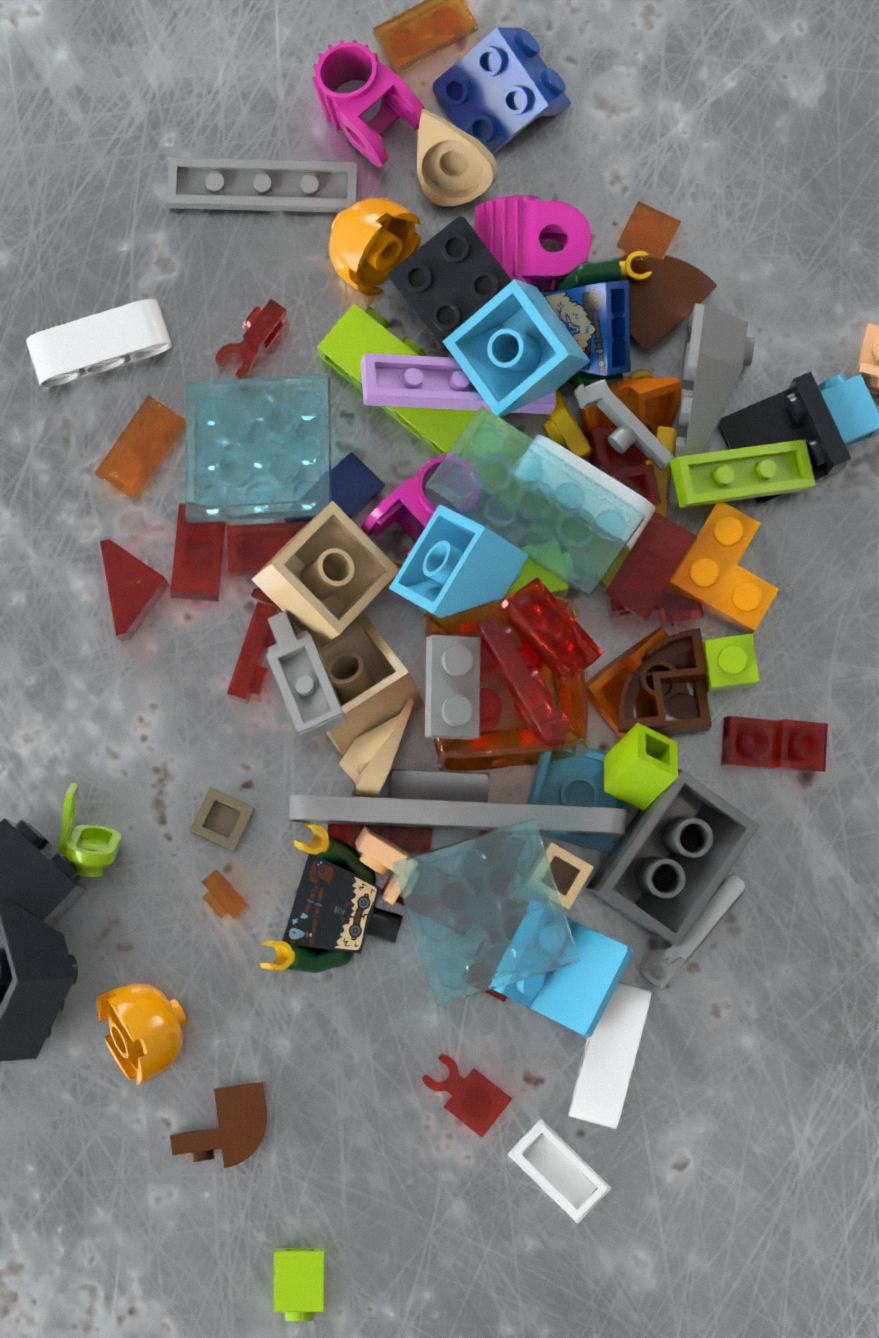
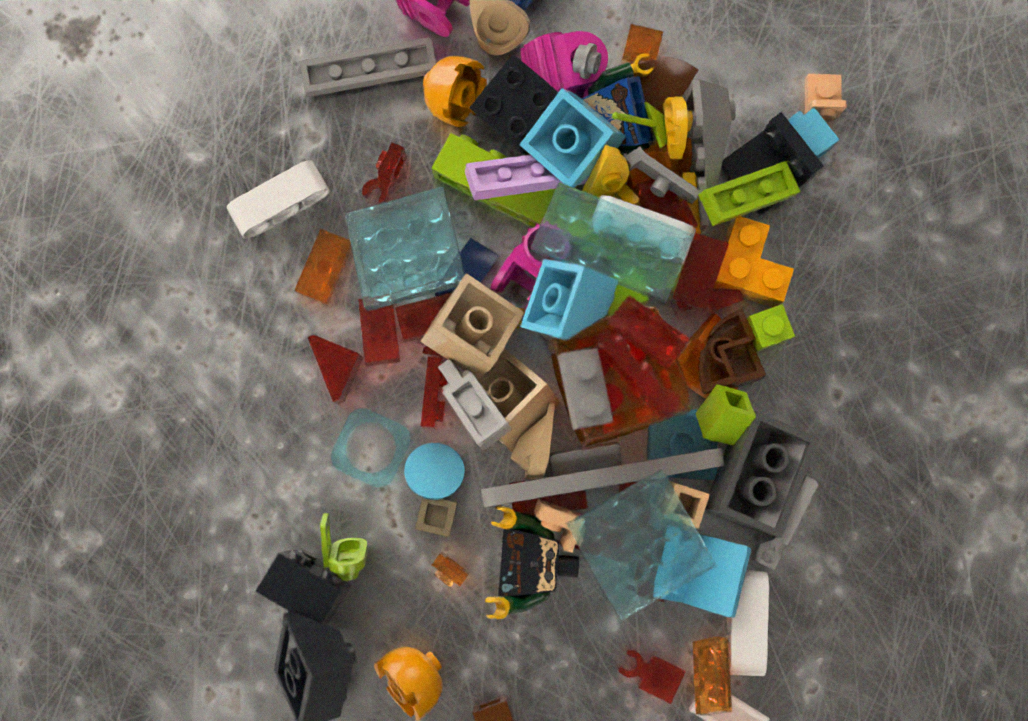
camera: 10 degrees left, 0 degrees up
(153, 754) = (355, 419): none -> clear light blue piece
(232, 759) = (434, 471): none -> medium azure piece
(544, 1111) = (712, 676): none -> clear orange plate
(552, 408) = (608, 173): none -> yellow plate
(558, 246) = (586, 60): none -> light grey plate
(646, 354) = (656, 121): none -> lime piece
(665, 357) = (677, 124): none -> yellow plate
(774, 744) = (810, 378): clear red slope -> none

